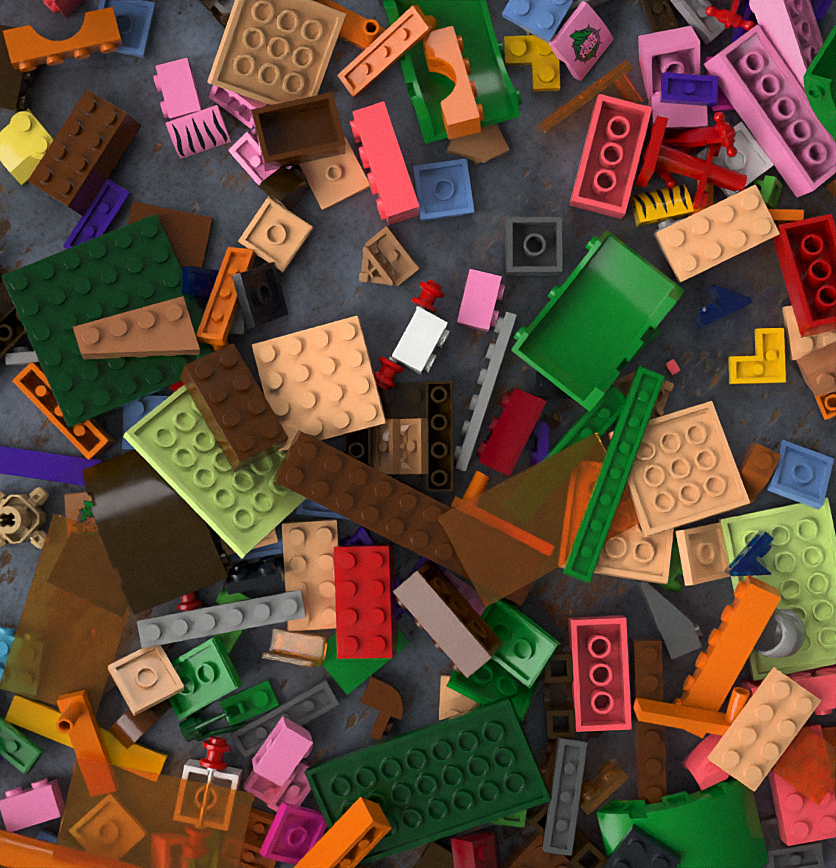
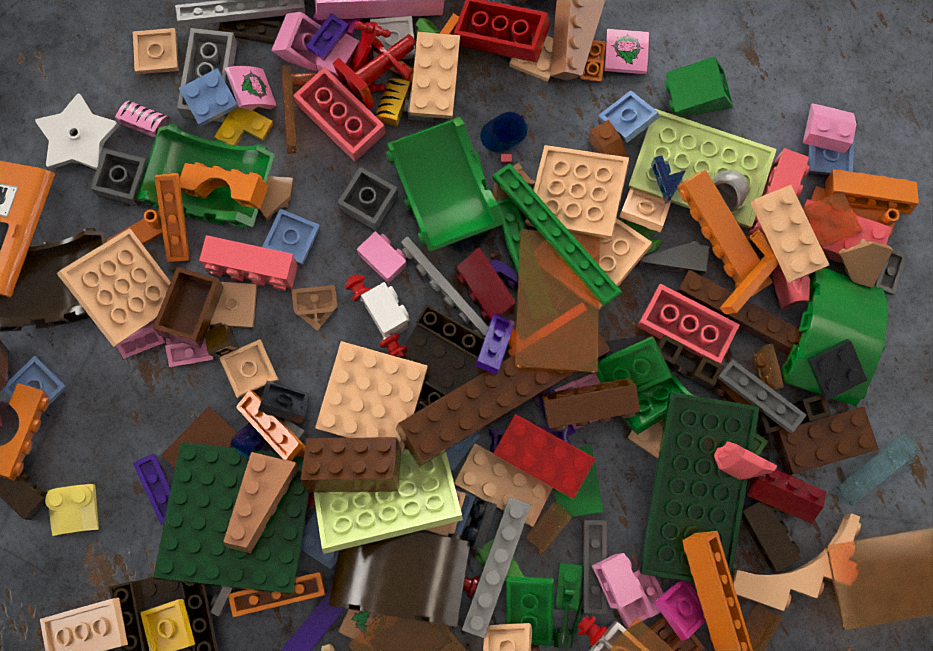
camera: 60 degrees left, 10 degrees down
(84, 152) = (105, 467): reddish brown brick -> none
(178, 89) = (106, 375): bright pink brick -> none
(198, 132) = (143, 379): bright pink brick -> none
(387, 699) = (622, 485): reddish brown brick -> none
(401, 446) = (449, 366): medium nougat slope -> none
(450, 480) = (495, 344): none -> dark purple plate
(476, 815) = (741, 462): none -> coral slope
(700, 347) = (503, 131): none -> clear blue piece
(727, 303) = (484, 99): clear blue slope -> none
(766, 365) = (541, 97): yellow plate -> none
(784, 828) = (865, 261): none -> medium nougat slope

